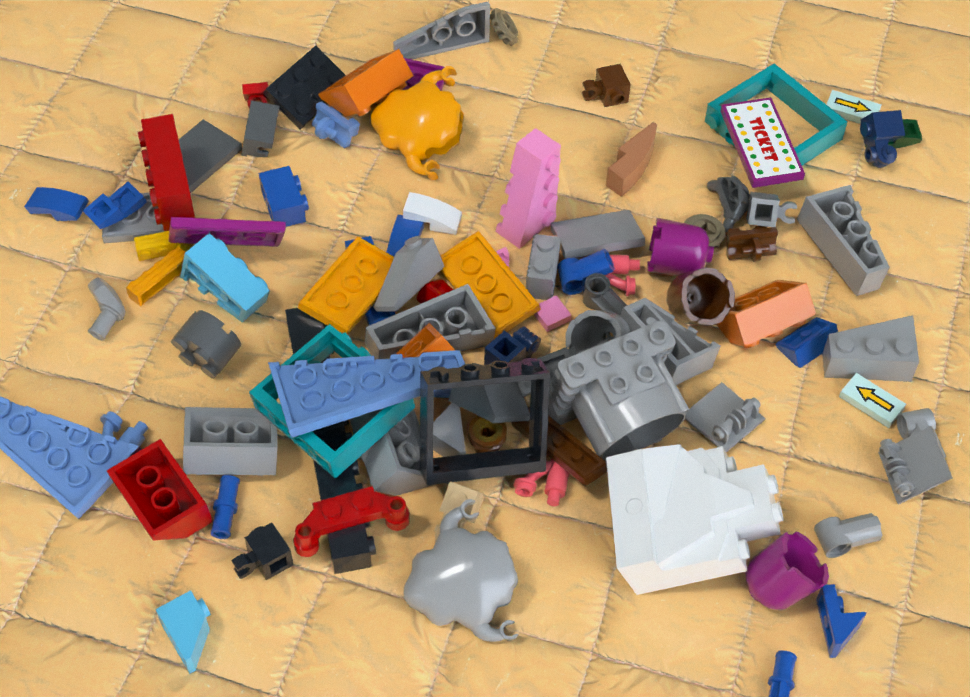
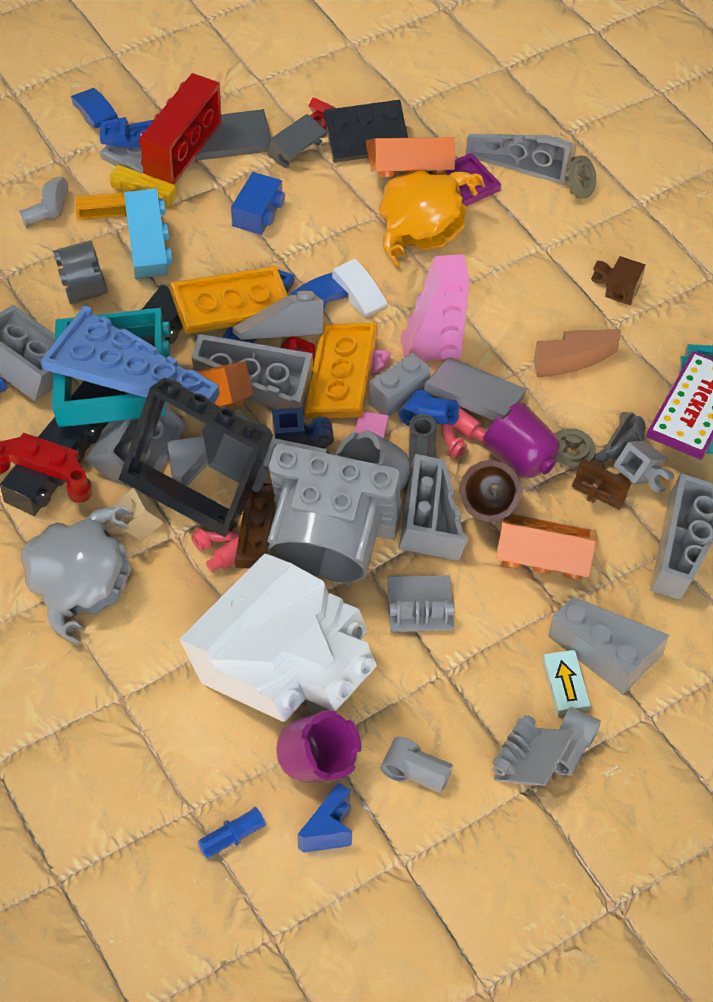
camera: 40 degrees right, 0 degrees up
(229, 231) = (178, 199): magenta tile -> none
(332, 124) = (357, 173): medium blue hips -> none
(486, 441) = (210, 482): reddish brown piece -> none
(807, 341) = (554, 594): blue slope -> none

